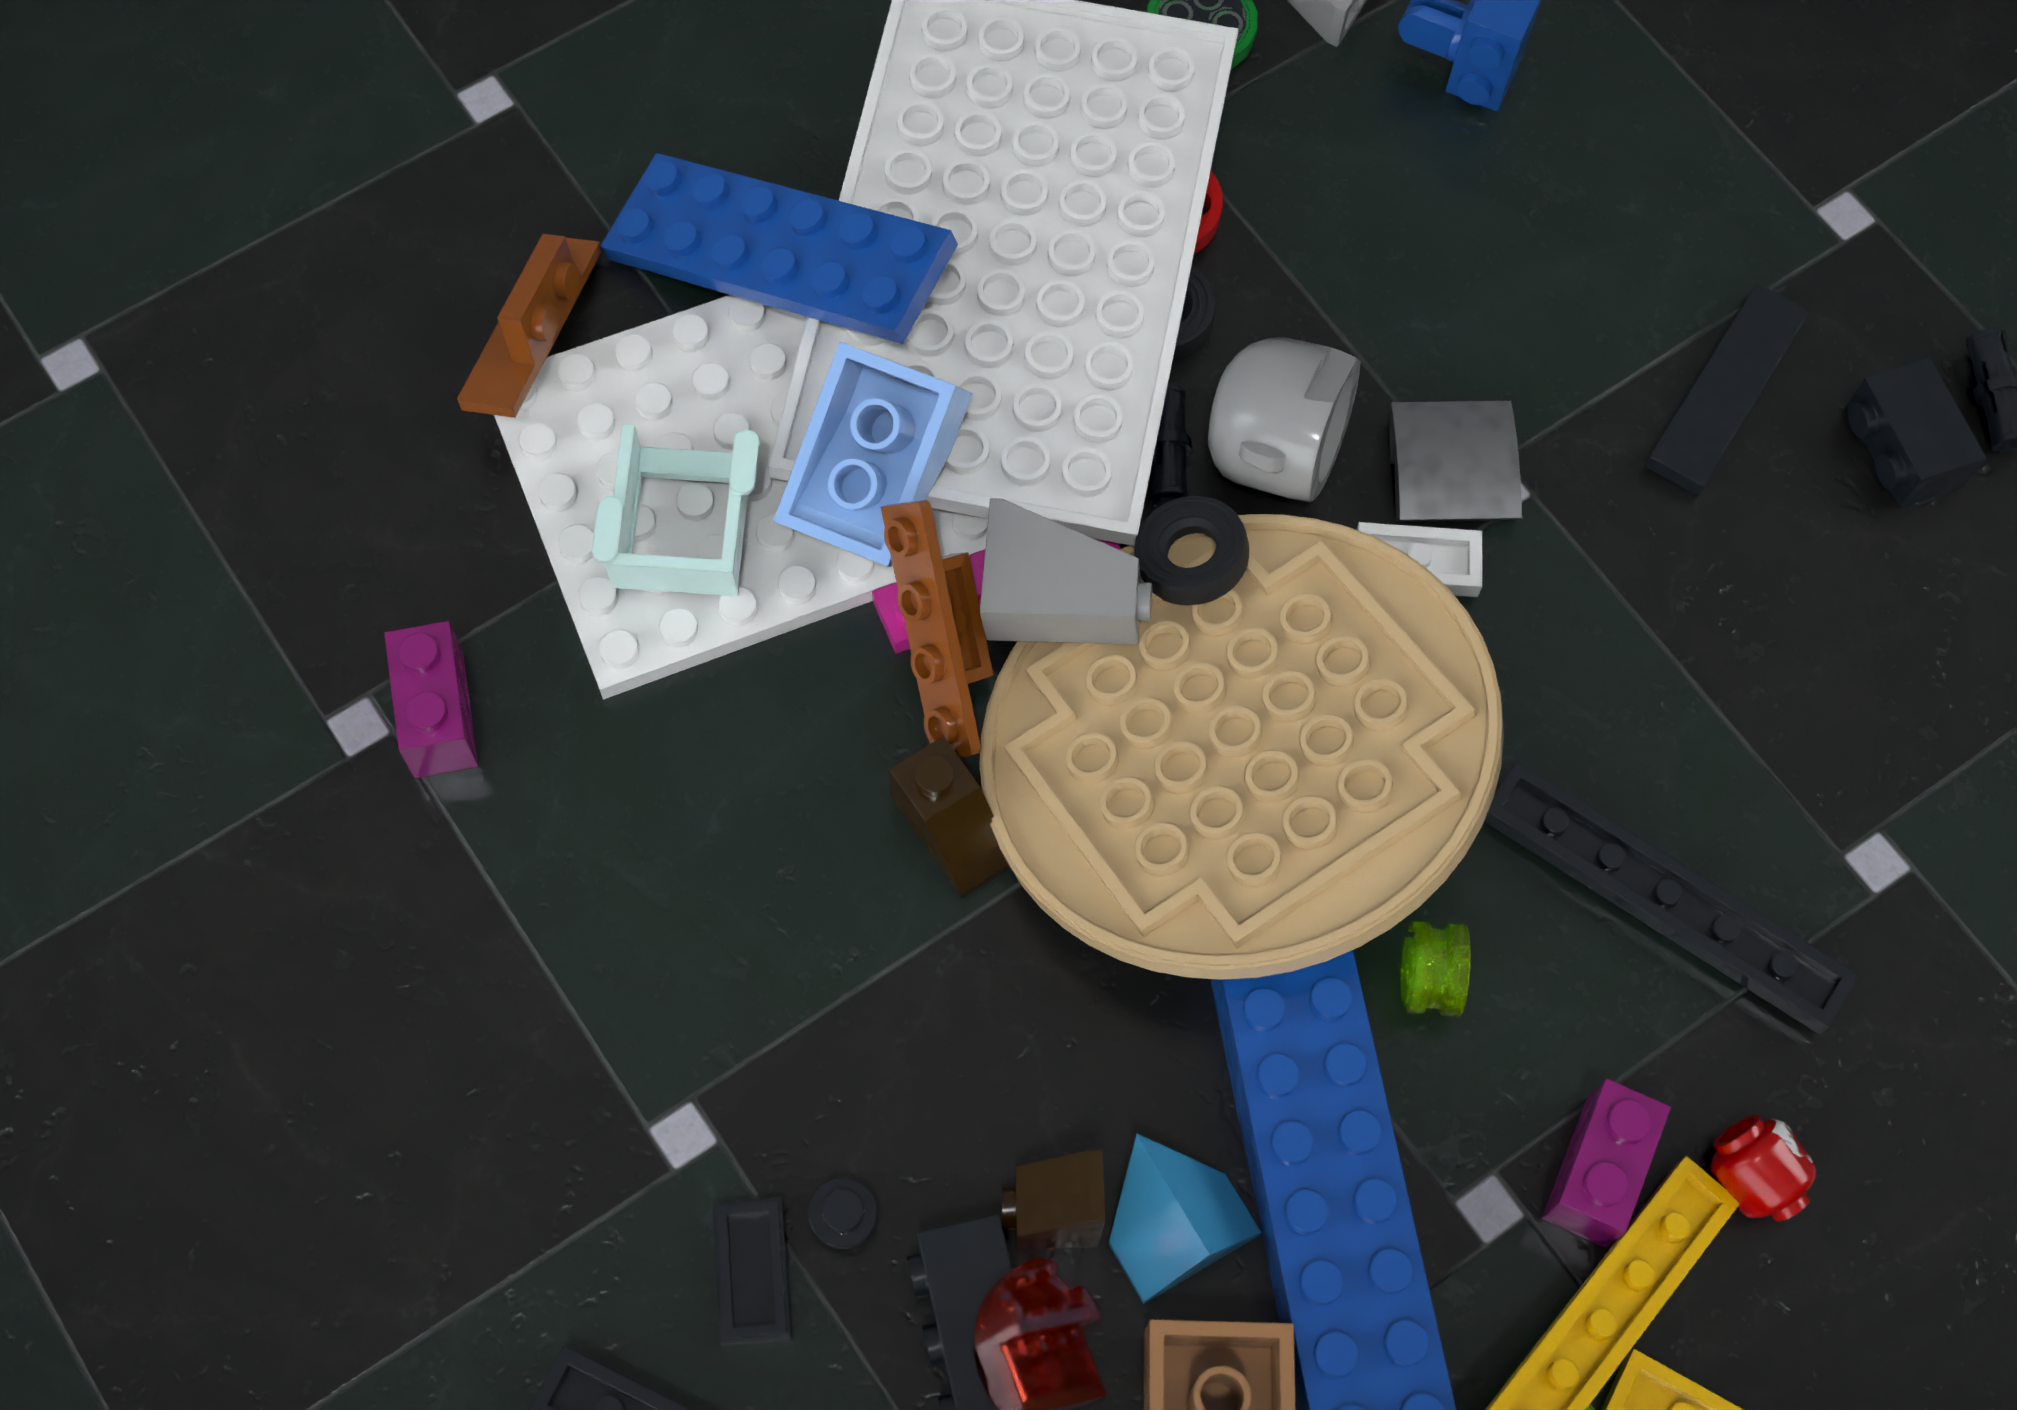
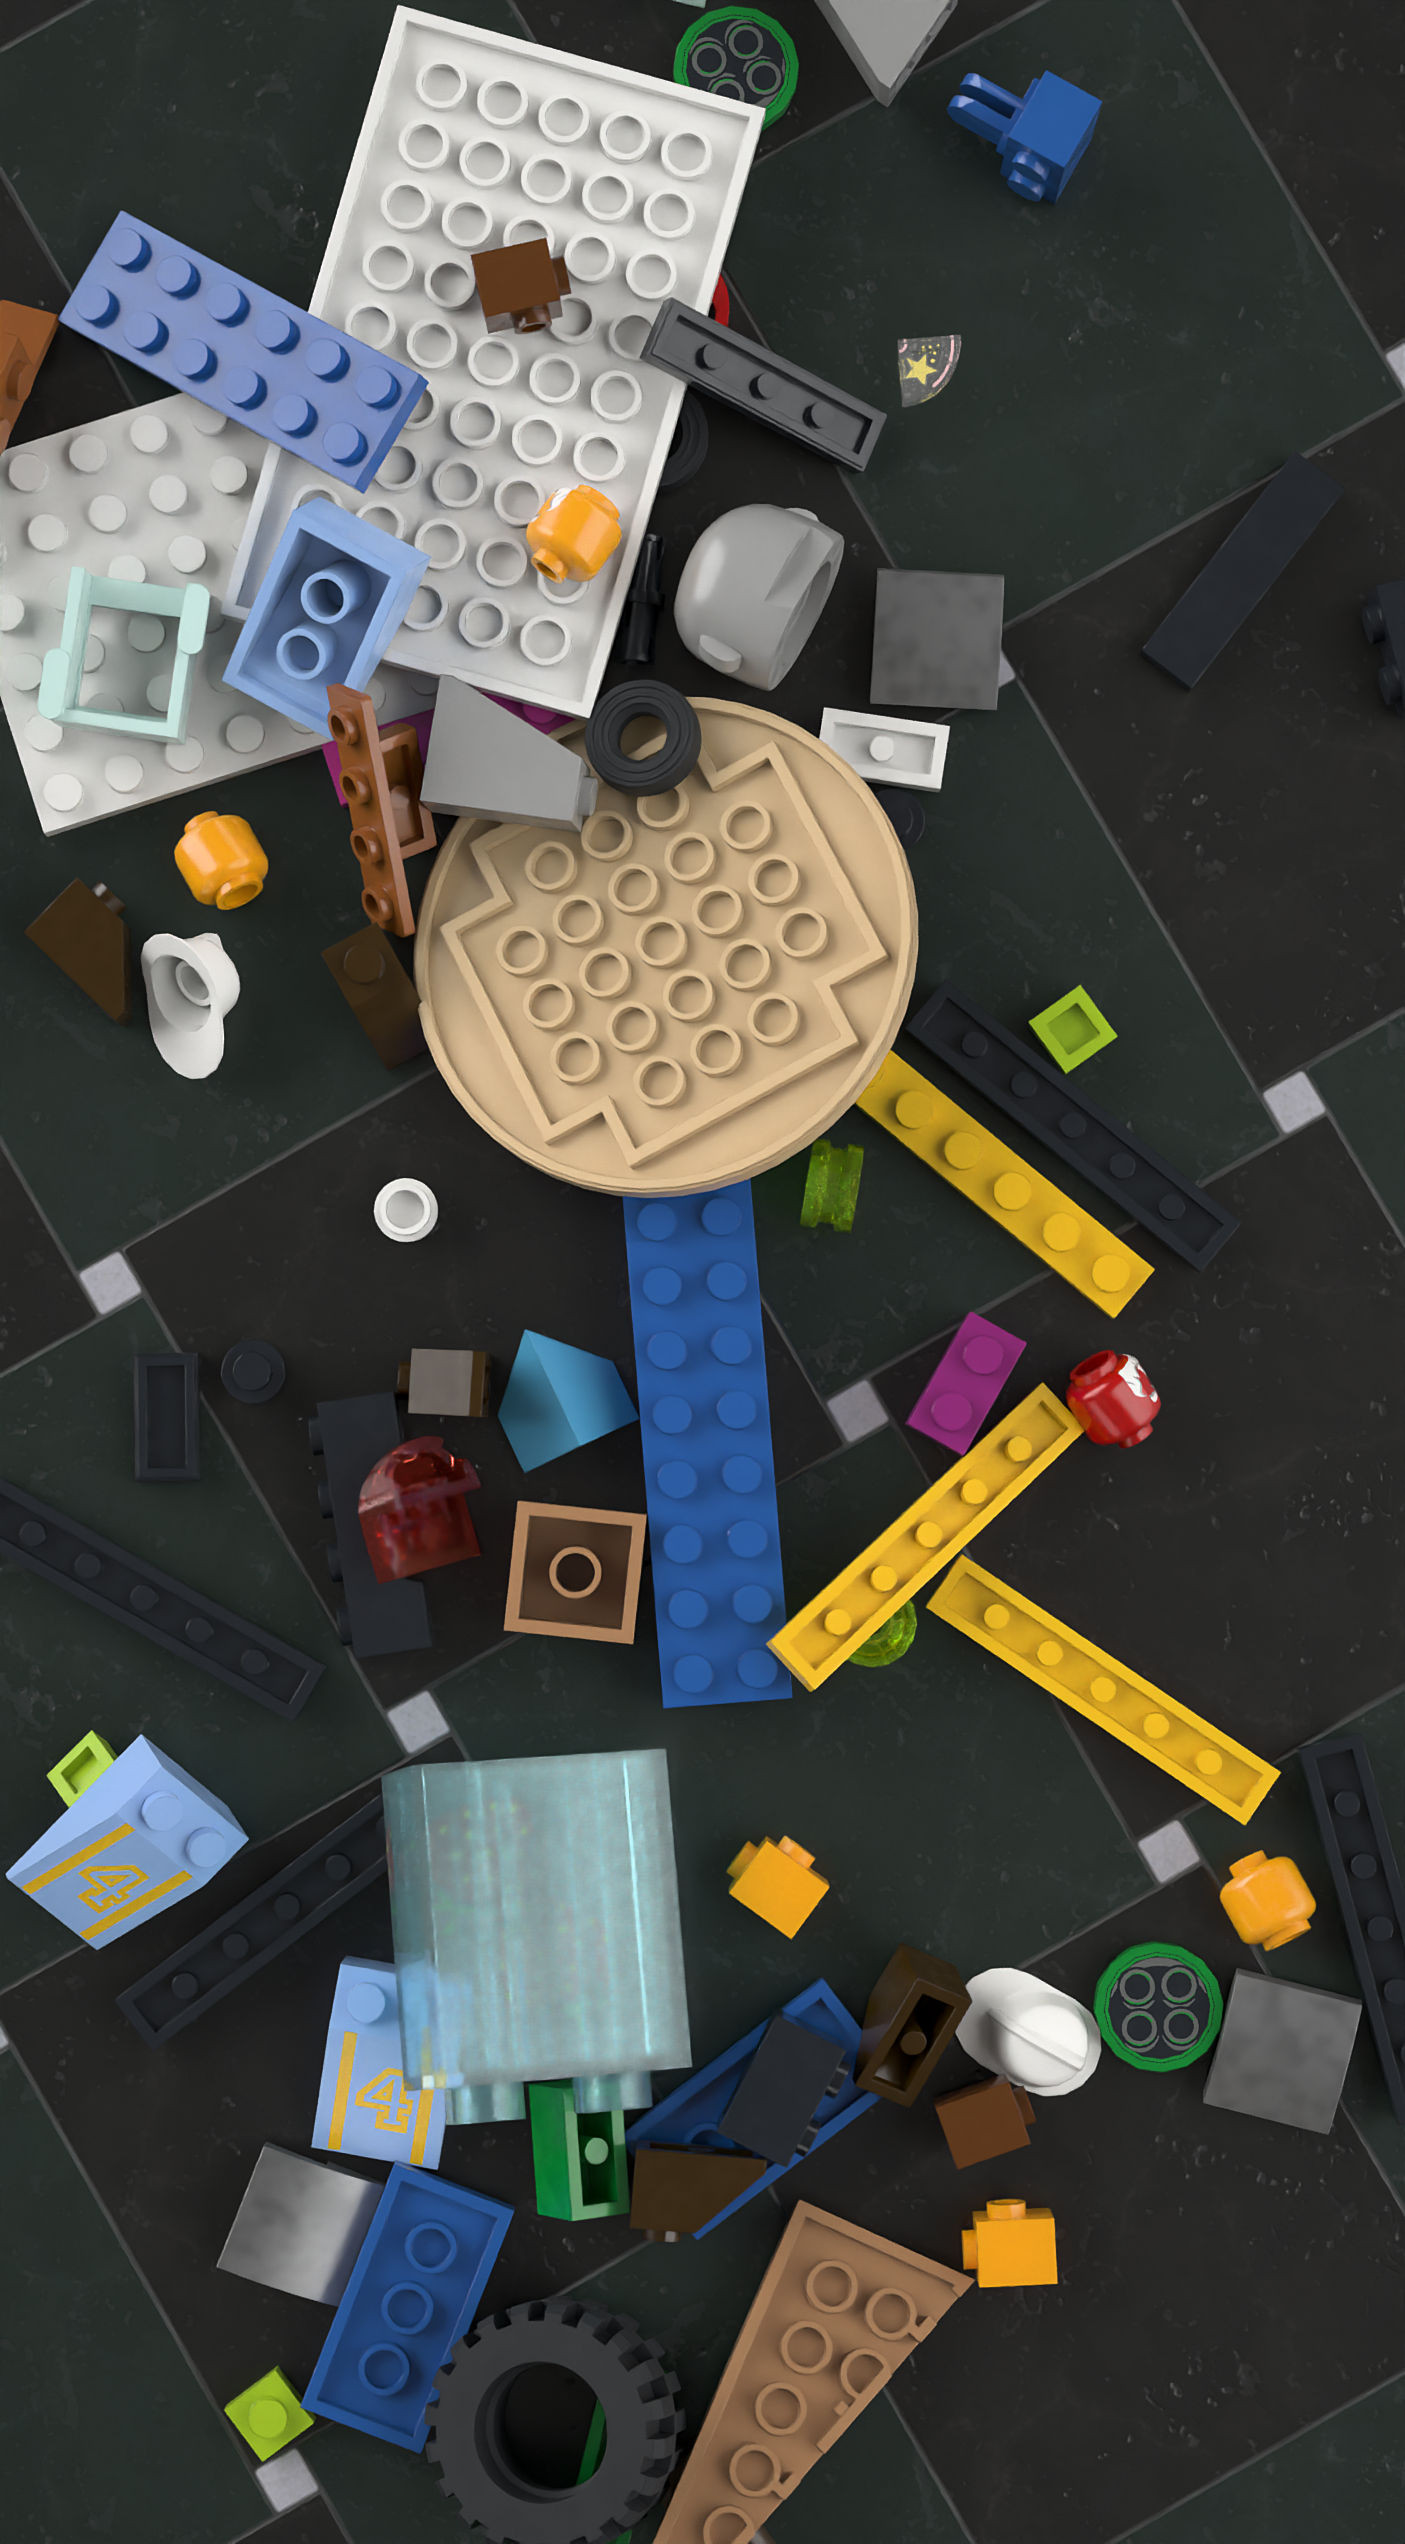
camera: 10 degrees right, 20 degrees up
(648, 789) = (90, 944): none -> dark brown slope
(752, 831) = (188, 995): none -> white piece
(780, 701) = (221, 860): none -> light orange head
(992, 1032) = (406, 1210): none -> white plate
(1033, 166) = (520, 286): none -> reddish brown brick
(1108, 365) = (574, 534): none -> light orange head
(1264, 249) = (763, 386): none -> black tile
(1405, 240) = (926, 366): none -> clear tile
(1608, 965) = (1003, 1185): none -> yellow plate
(1649, 802) = (1072, 1030): none -> lime plate

